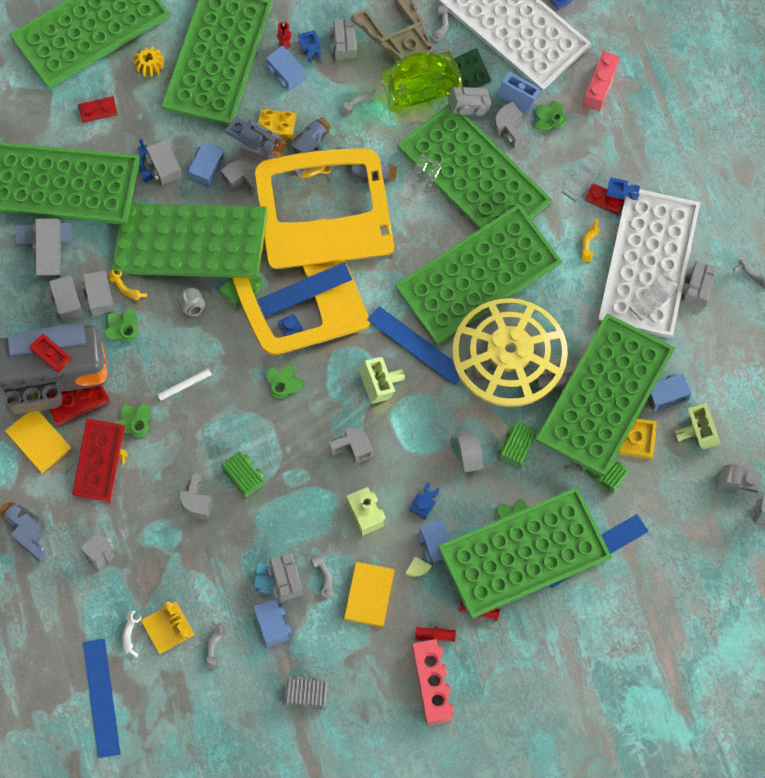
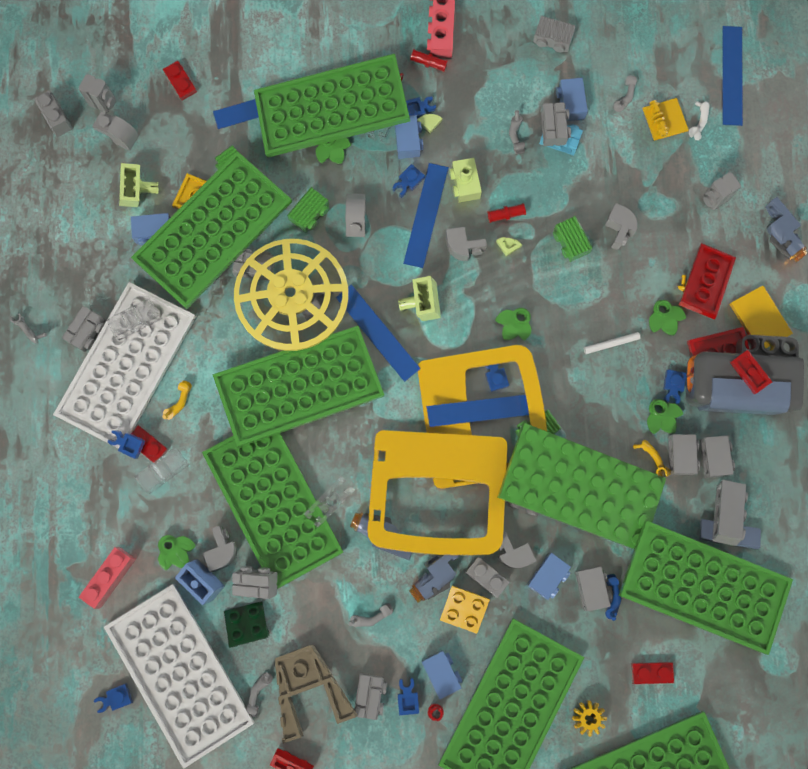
camera: 165 degrees left, 10 degrees up
(116, 359) = (675, 383): none -> blue plate
(191, 301) = (591, 424): light grey head -> none
(256, 136) = (493, 581): sand blue plate -> none
(306, 458) = (508, 245): none -> yellowish green tile
(316, 487) = (506, 213): none -> red pin
(369, 594) = (478, 108): yellow tile -> none
(398, 473) = (425, 215): none -> blue sticker
(419, 79) = (300, 618): clear neon green piece -> none
(436, 576) = (418, 108): none -> blue plate
(693, 554) = (179, 80): none -> red plate

